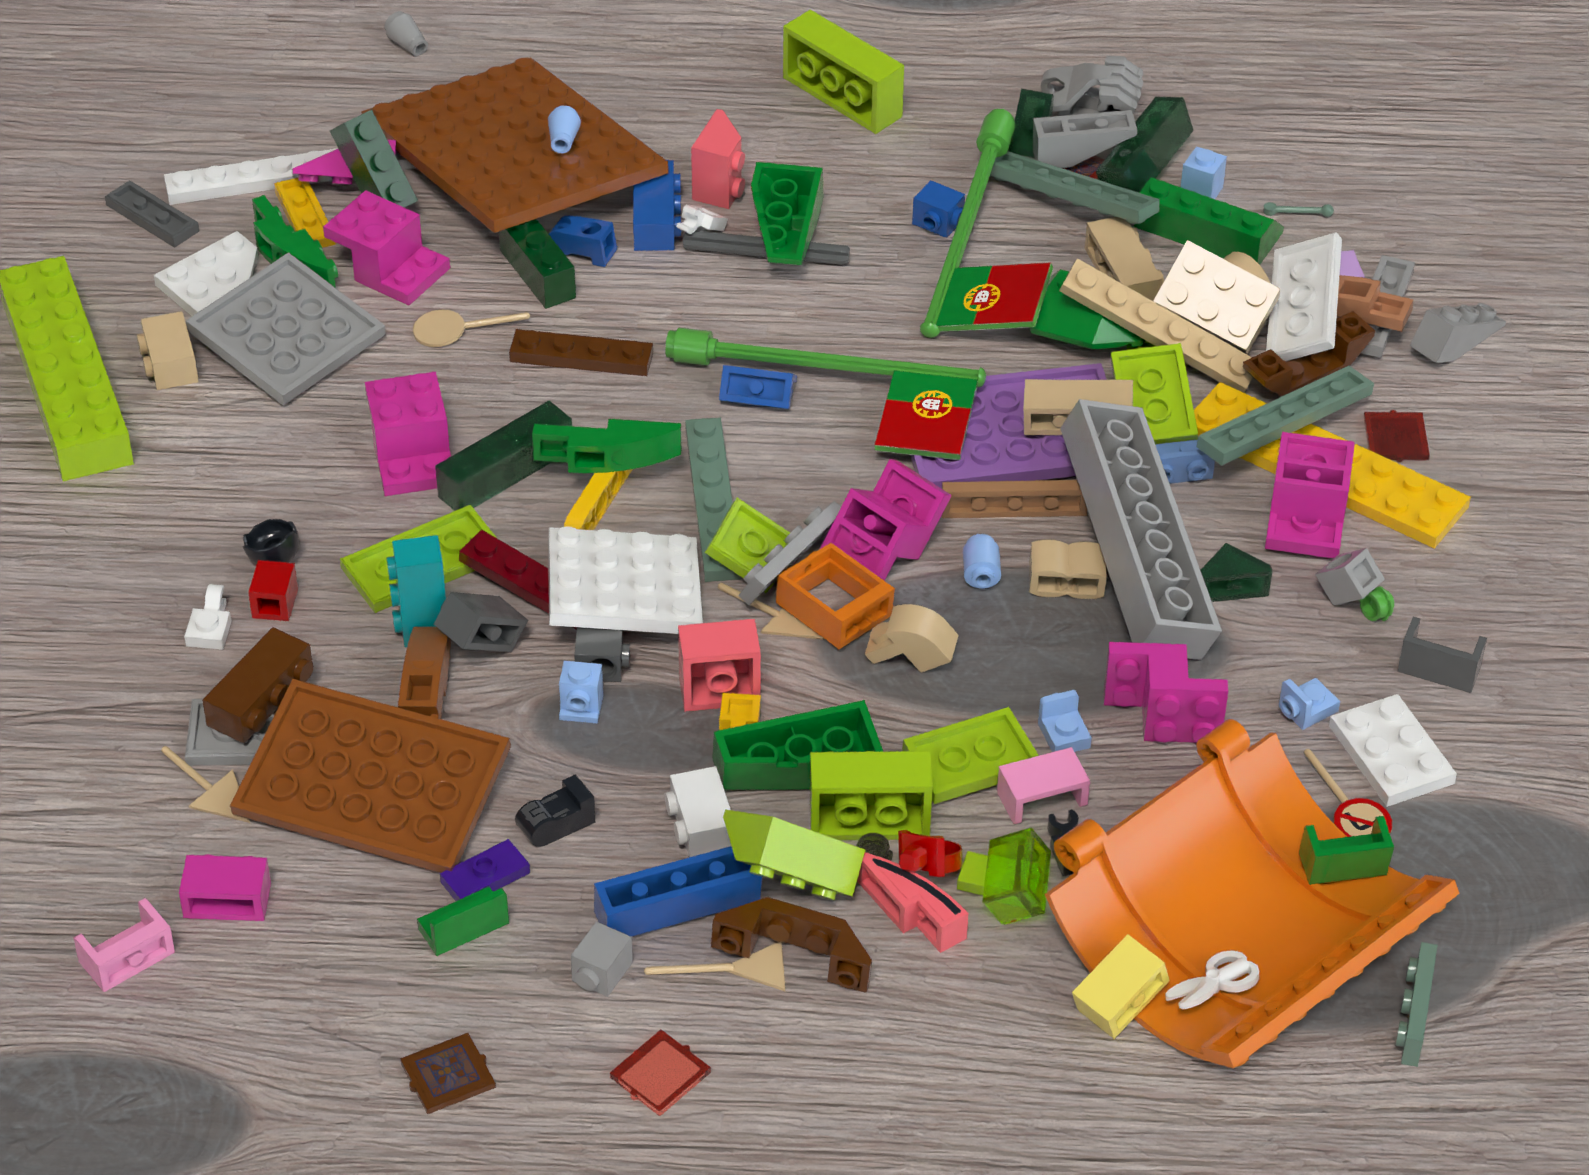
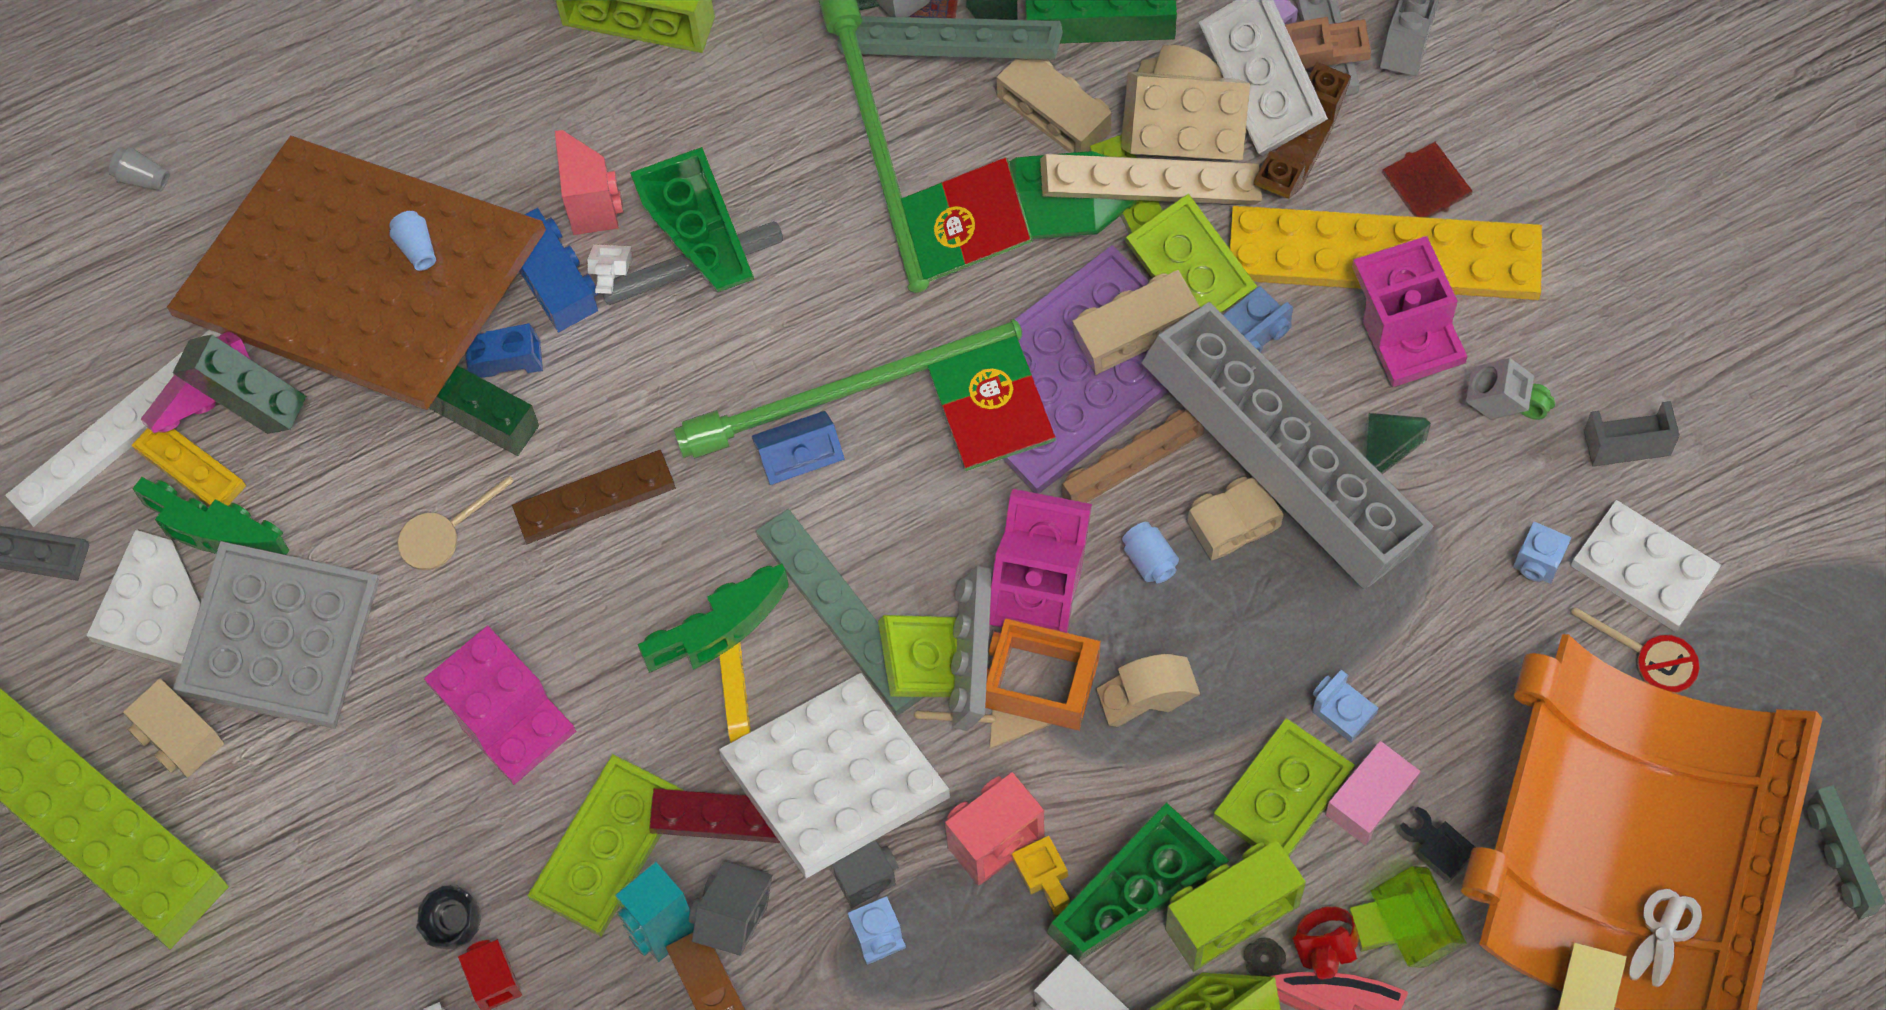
camera: 25 degrees left, 20 degrees up
(386, 247) = (314, 475): dark pink bracket -> none
(495, 460) = (610, 681): clear green brick -> none
(938, 208) = (835, 127): blue brick -> none
(1158, 681) = (1424, 627): dark pink bracket -> none
(1284, 415) = (1330, 226): sand green plate -> none
(1346, 856) = (1693, 721): green panel -> none

